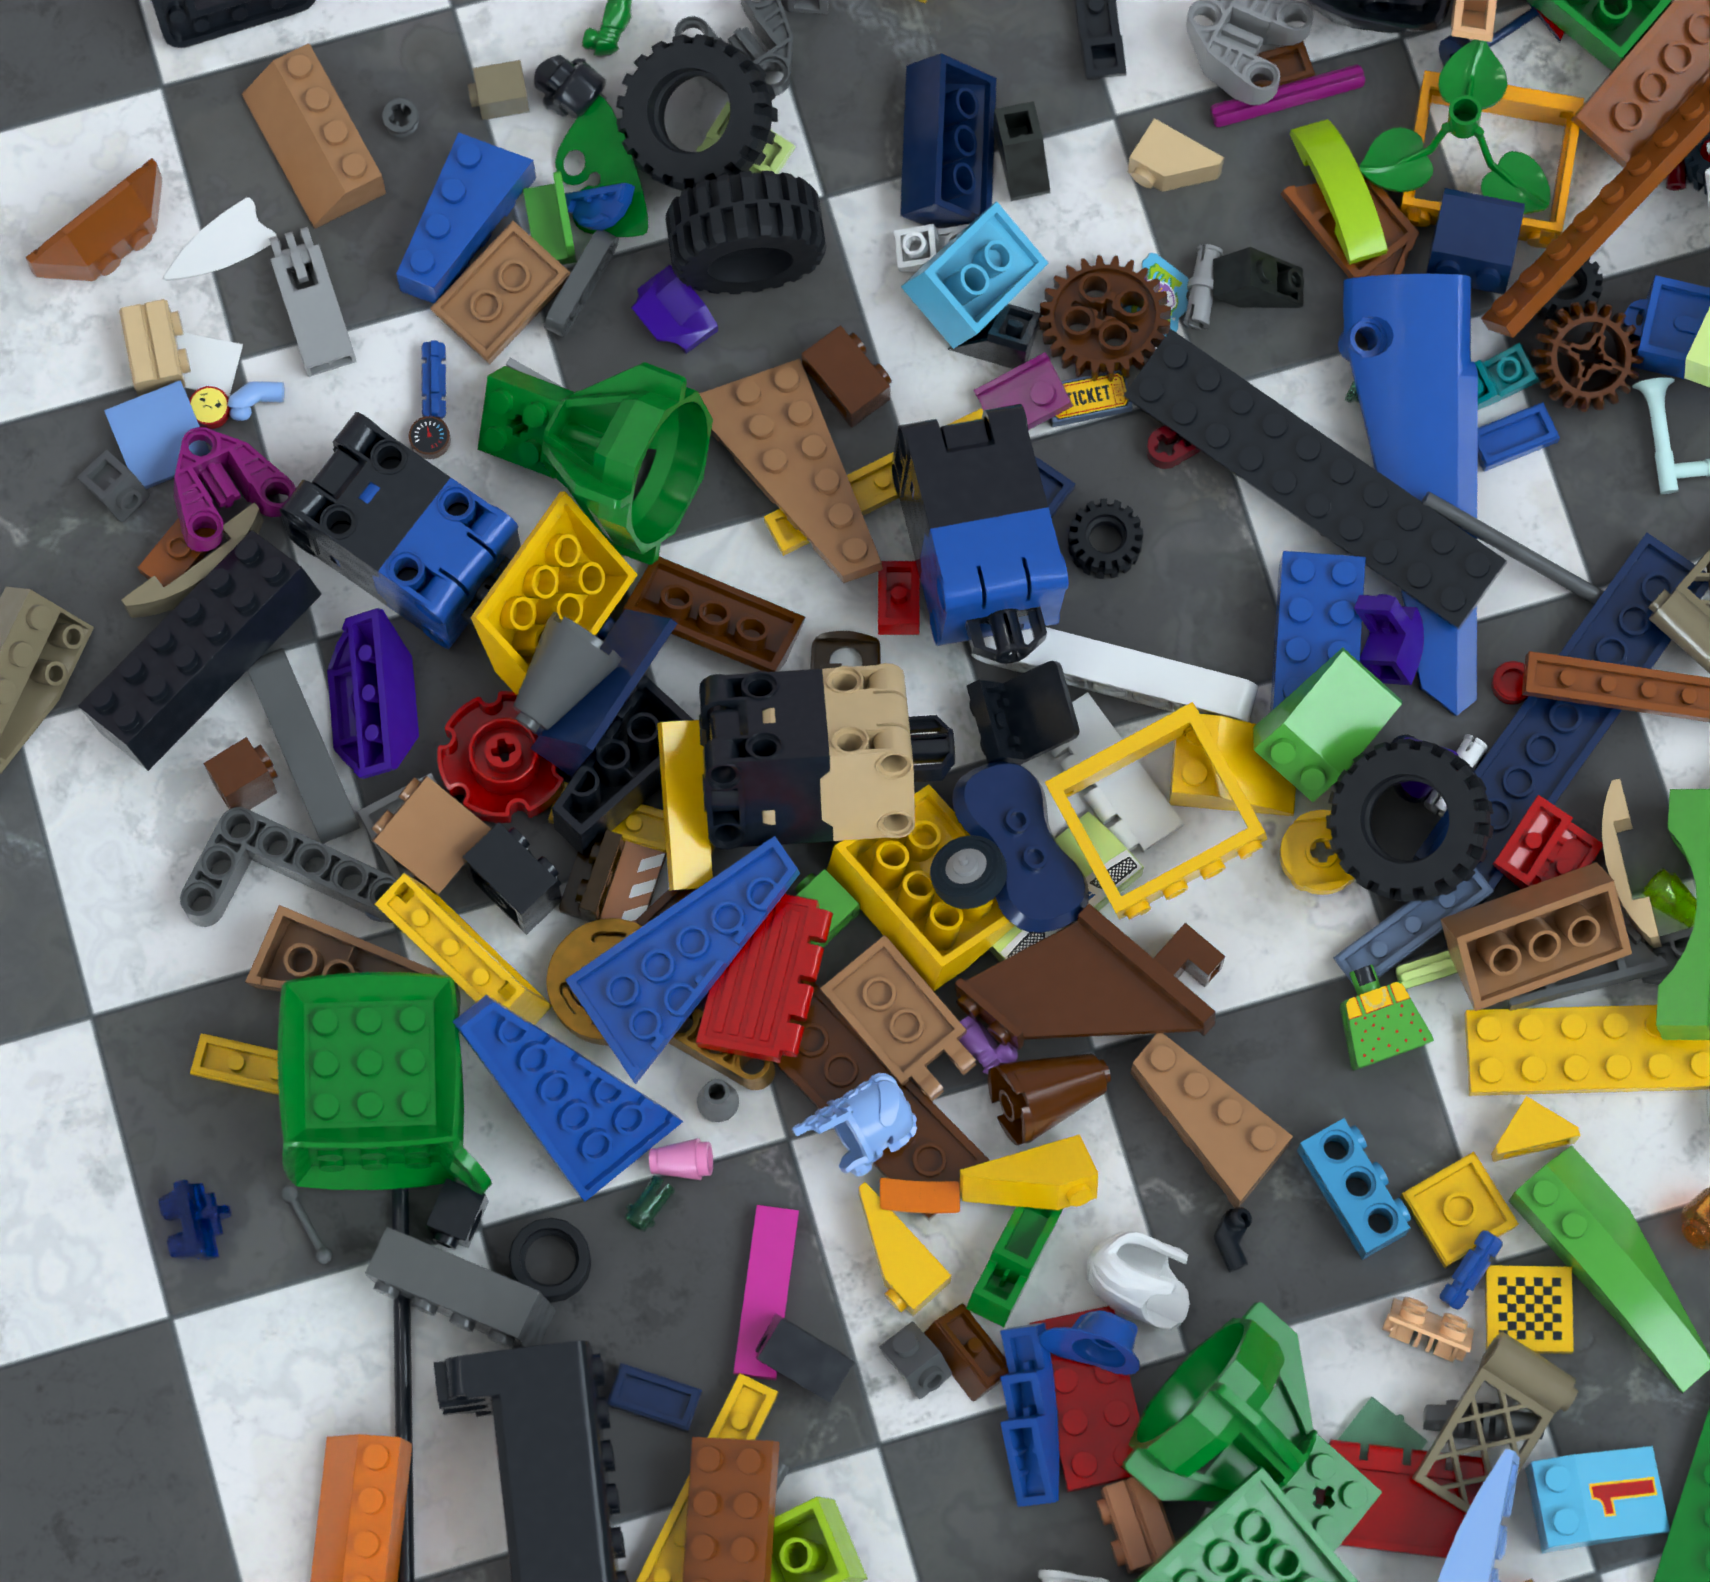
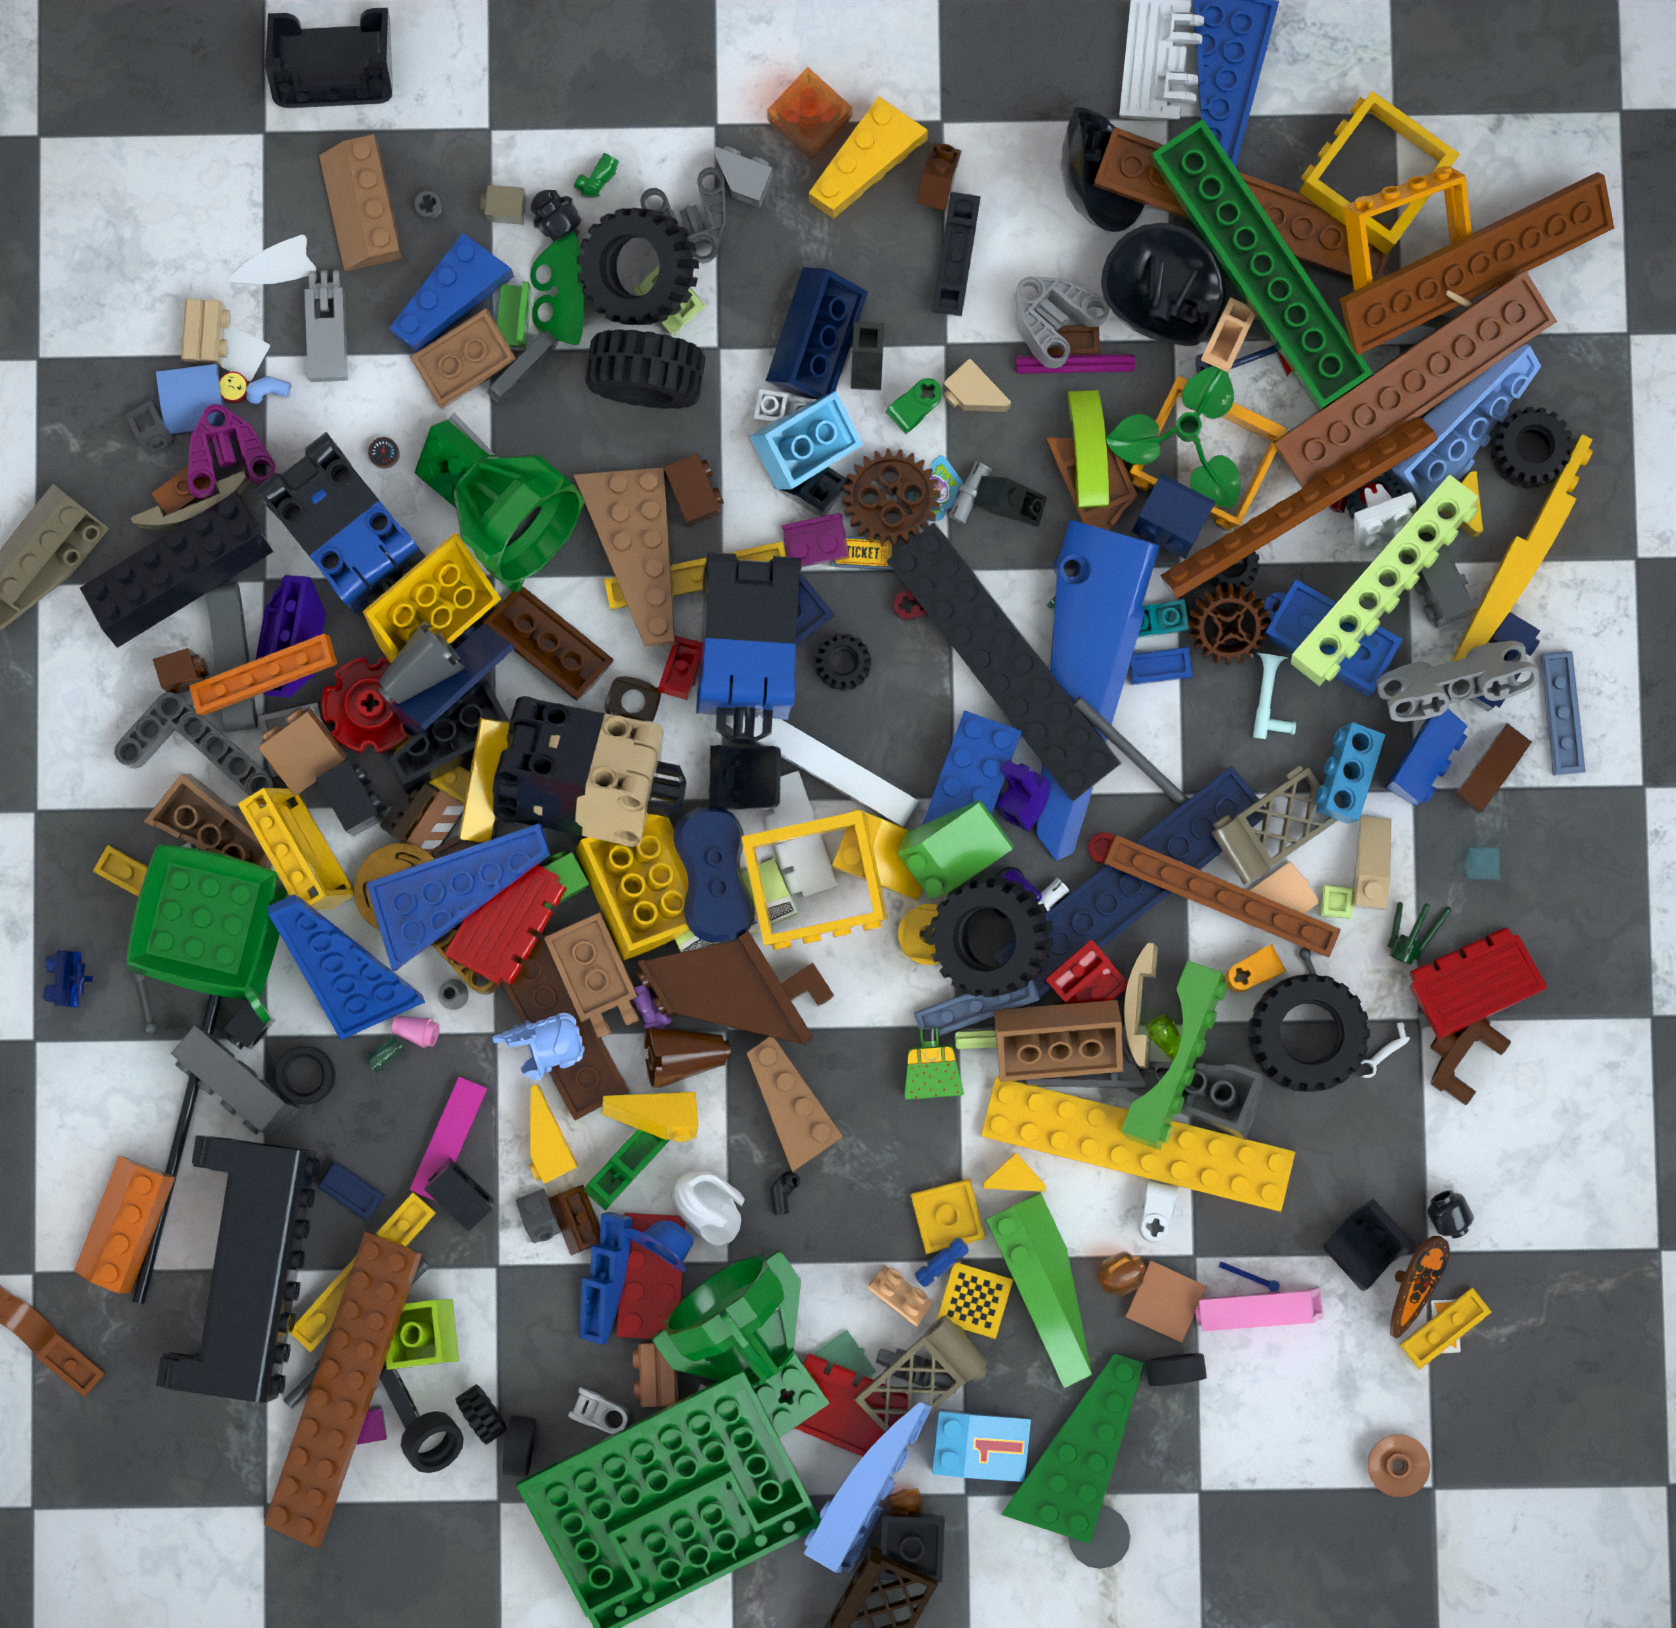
camera: 20 degrees right, 10 degrees up
(104, 231) = (194, 234): dark orange wedge -> none
(354, 746) = (263, 674): none -> orange plate
(433, 379) = (398, 410): blue axle -> none
(600, 206) = (550, 316): blue plate -> none
(674, 311) = (581, 408): dark purple slope -> none
(919, 1196) = (571, 1104): orange sticker -> none
(968, 872) = (668, 886): black wheel -> none
(1098, 200) = (911, 408): none -> green piece
(1350, 1209) = (872, 1198): dark azure brick -> none

